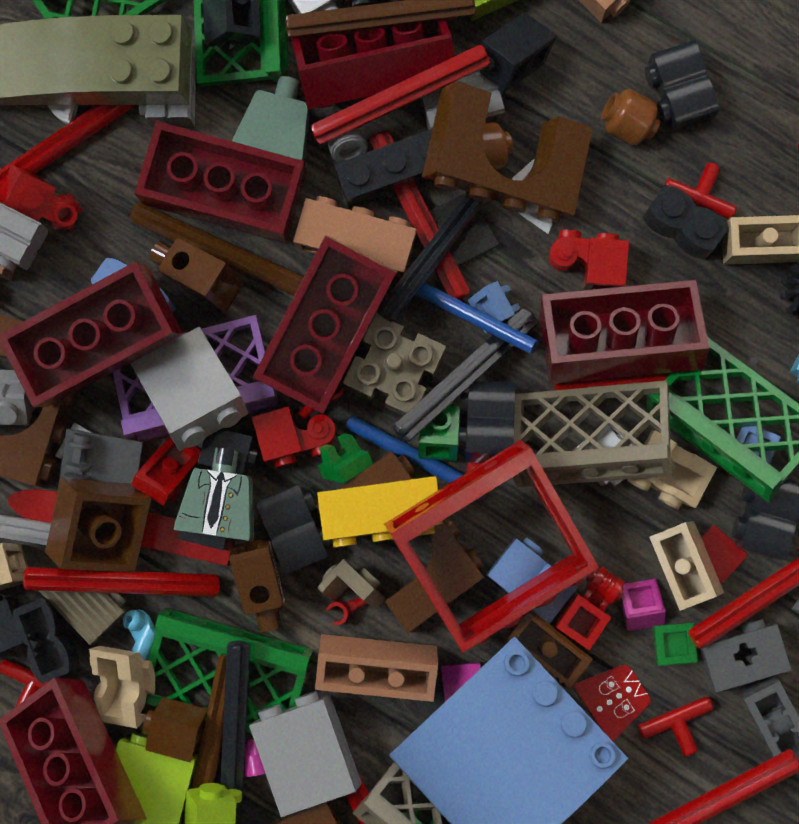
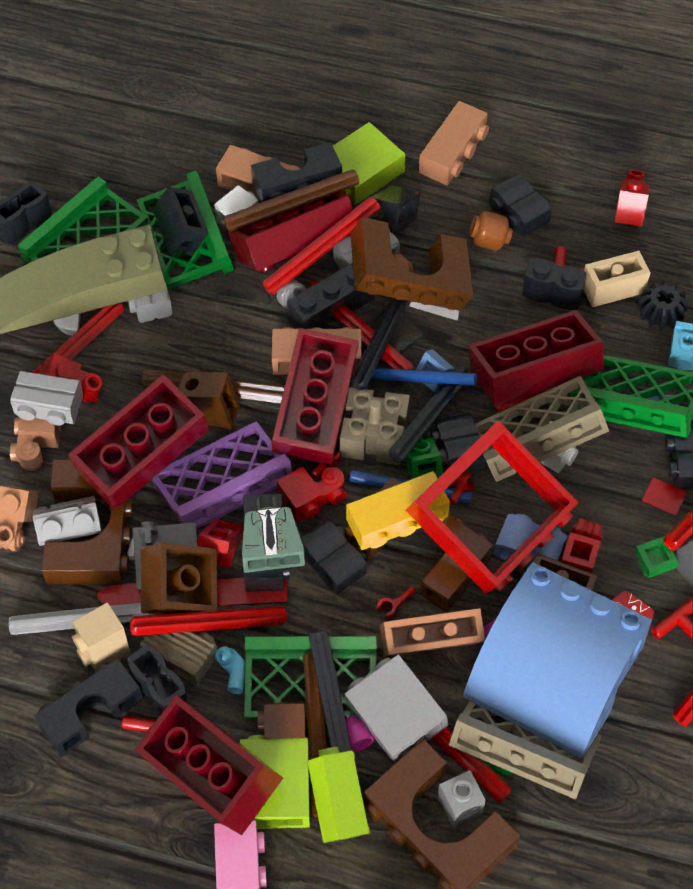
camera: 20 degrees left, 25 degrees down
(123, 685) = (229, 695): tan cylinder -> none
(190, 389) = (224, 468): light grey brick -> none
(221, 182) = (205, 336): dark red brick -> none
(256, 565) = (313, 583): reddish brown torso -> none
(277, 121) = (234, 297): sand green torso -> none
(344, 575) = (394, 578): dark tan bracket -> none
(345, 464) = (354, 490): green tile -> none
(602, 258) = (497, 319): red brick -> none
(642, 605) = (621, 544): dark pink slope -> none
(686, 565) = (644, 499): tan brick -> none
(689, 476) = (611, 449): tan cylinder -> none

